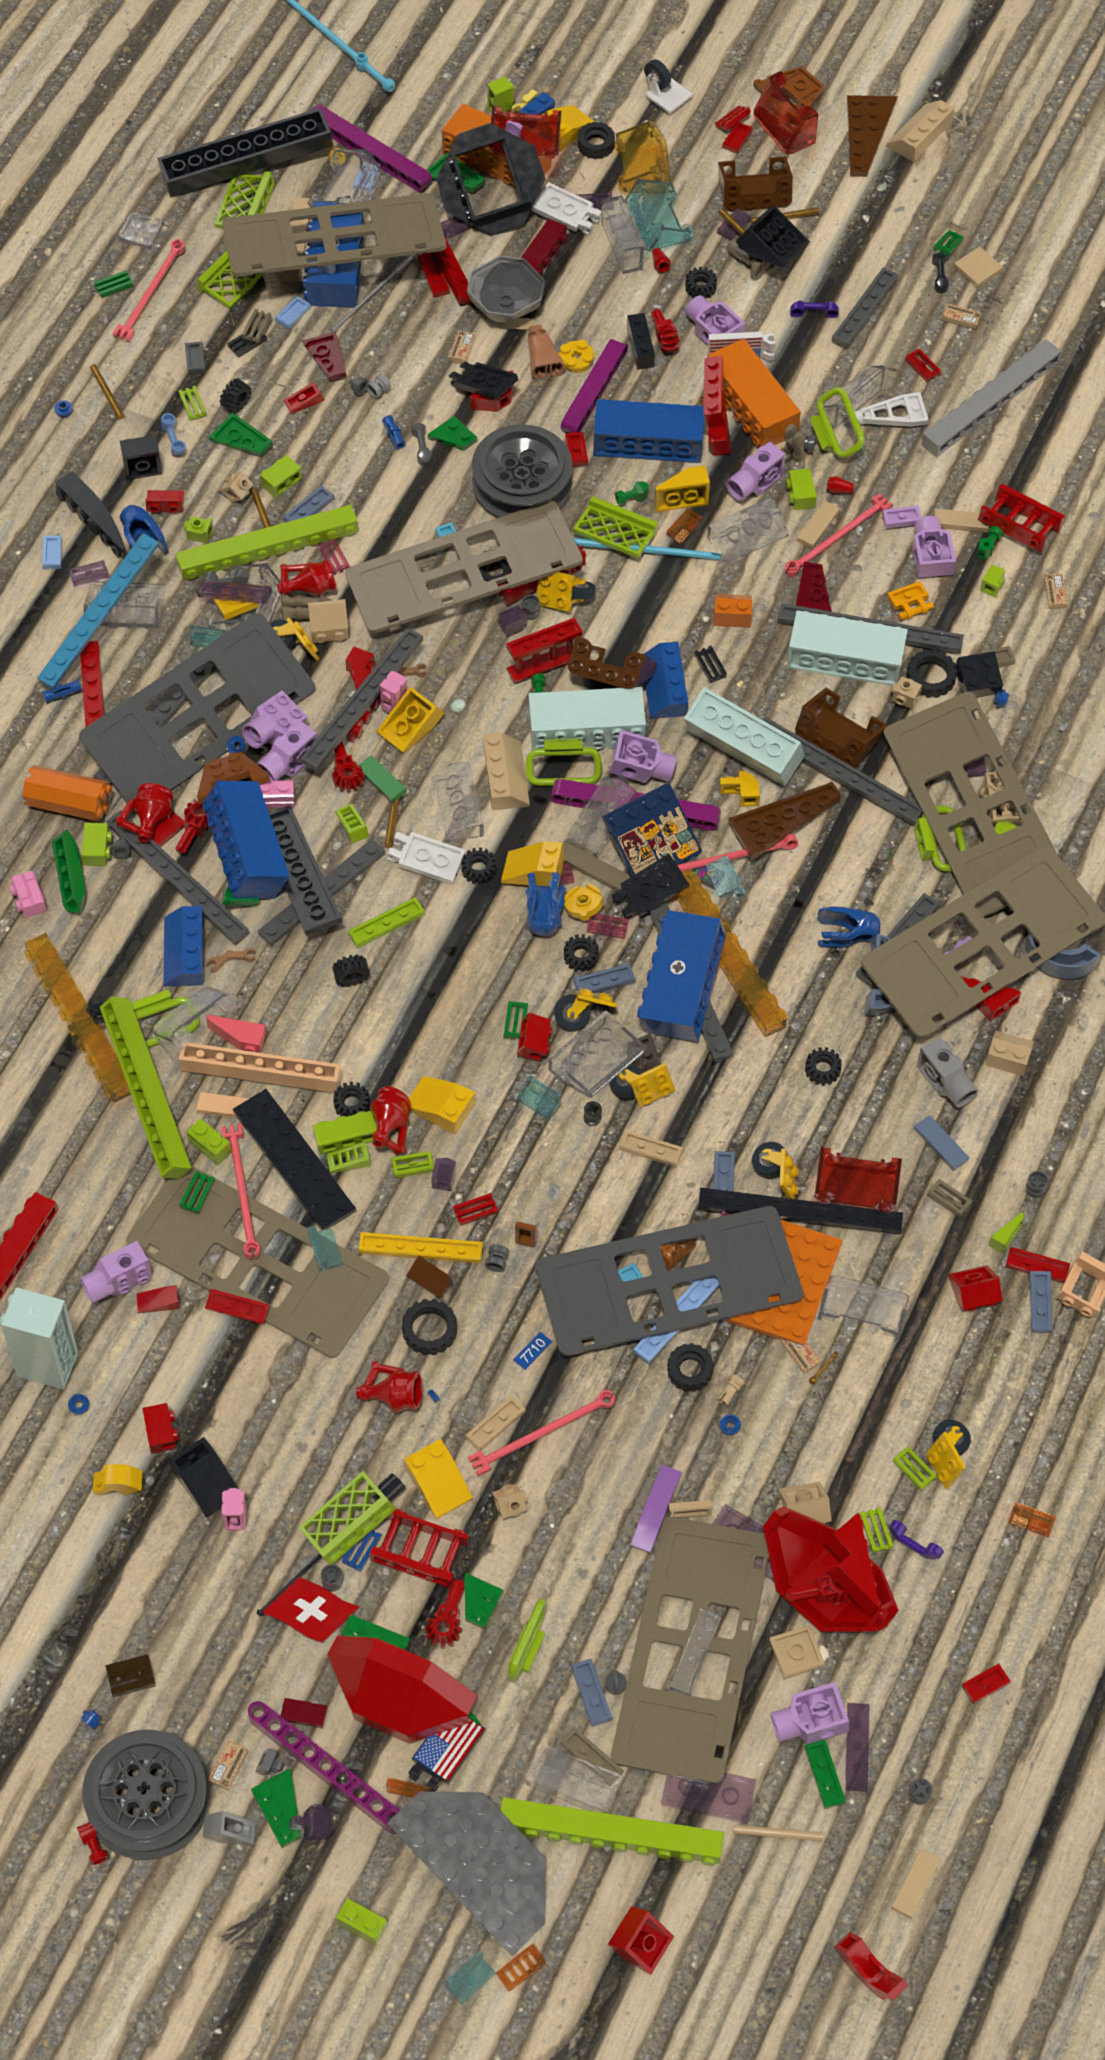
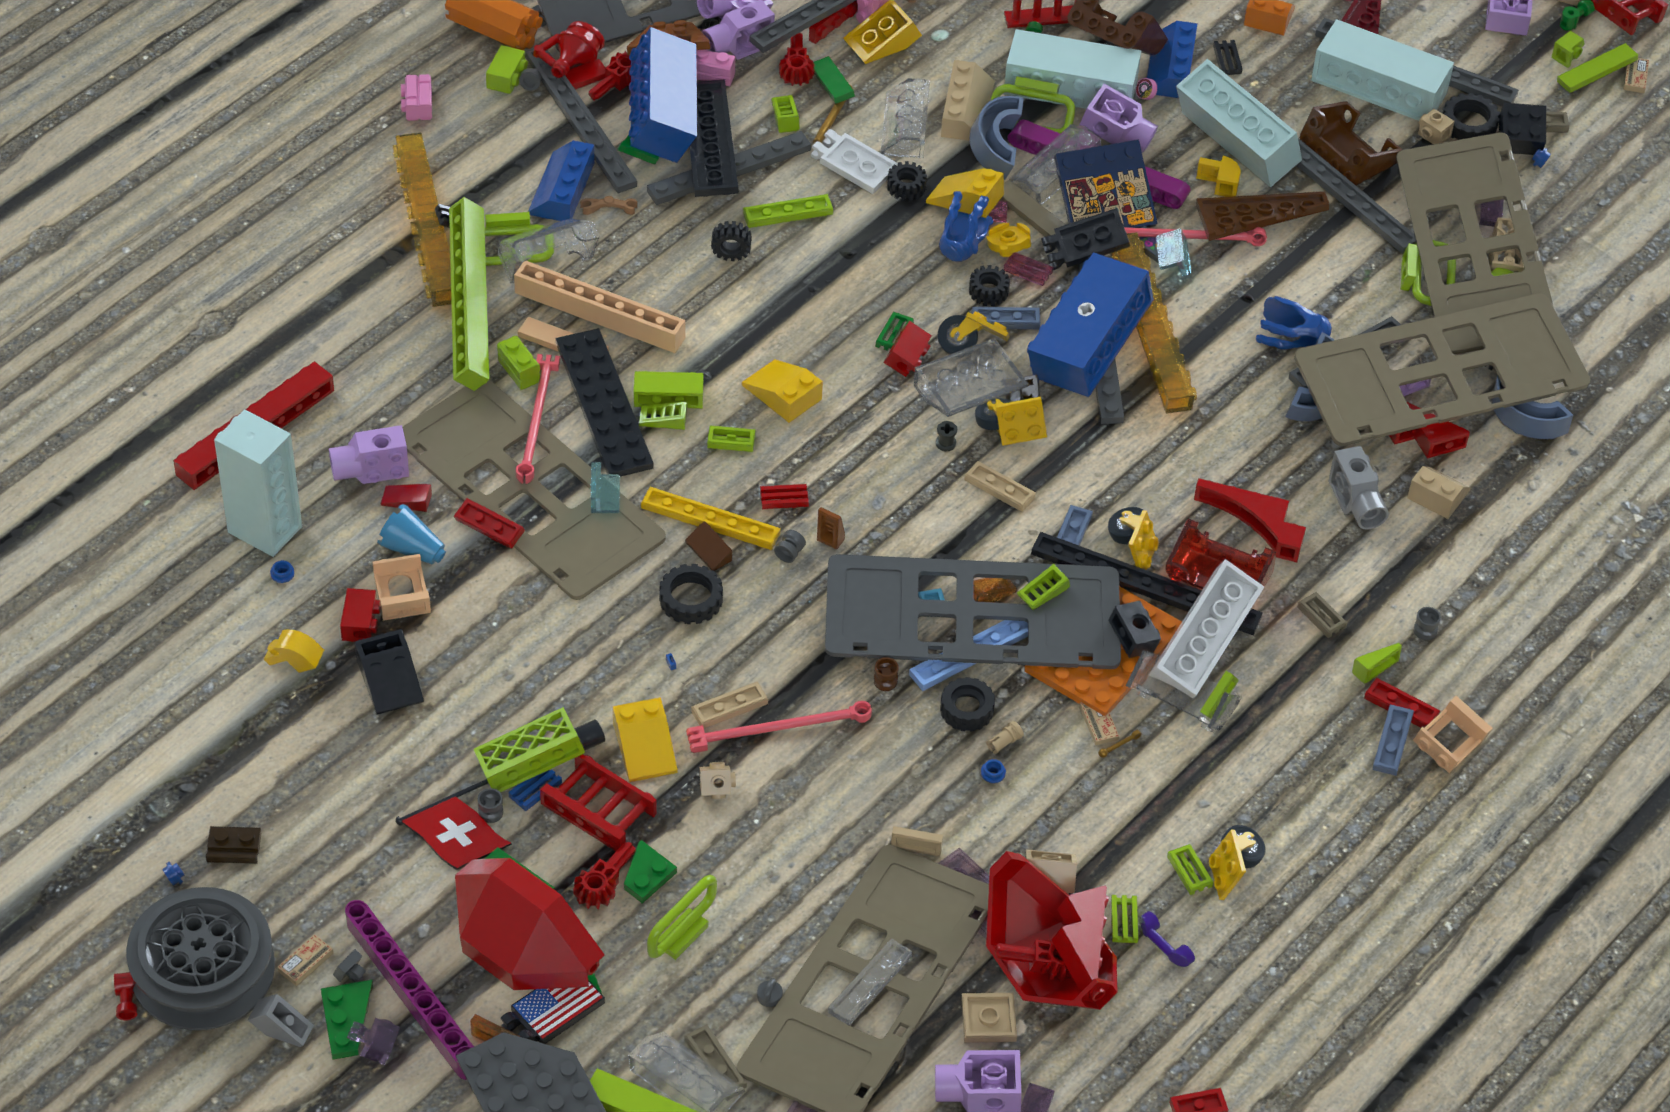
camera: 15 degrees right, 10 degrees down
(69, 872) = (468, 87): green brick -> none
(179, 1341) = (410, 536): none -> dark azure cone
(193, 1408) = (406, 604): none -> light nougat panel
(203, 1177) = (484, 404): green tile -> none
(230, 744) = (688, 8): blue plate -> none
(234, 1509) = (407, 709): bright pink brick -> none
(241, 1034) = (589, 269): coral slope -> none
(304, 1712) = (410, 931): dark red tile -> none
(351, 1090) = (687, 353): black tyre -> none
(390, 1113) = (723, 380): red piece -> none
(397, 1391) = (631, 643): red piece -> none
(443, 1174) = (761, 453): clear purple brick -> none
(532, 1350) = (797, 646): blue sticker -> none
(533, 804) = (985, 136): none -> sand blue brick
(540, 1098) = (894, 408): clear light blue panel -> none
(591, 1692) = (738, 996): sand blue tile -> none
(616, 1354) = (886, 674): none -> reddish brown wheel
(653, 716) = (1146, 88): none -> tile
(656, 1508) = (878, 830): medium lavender slope -> none
(731, 1242) = (1050, 573): none -> lime slope
(808, 1272) = (1134, 628): none -> black brick
(823, 1056) = (1221, 463): black tyre -> none
(866, 1247) = (1207, 629): none -> white arch
(873, 1115) = (1260, 512): none -> red arch
(894, 1305) = (1226, 684): none -> lime tile
(907, 596) = (1468, 43): light orange plate -> none
(941, 1143) = (1331, 559): sand blue tile -> none
(976, 1287) = (1322, 707): red slope -> none
(1022, 594) = (1597, 68): none -> lime tile
(1032, 1519) = (1310, 955): clear orange tile -> none

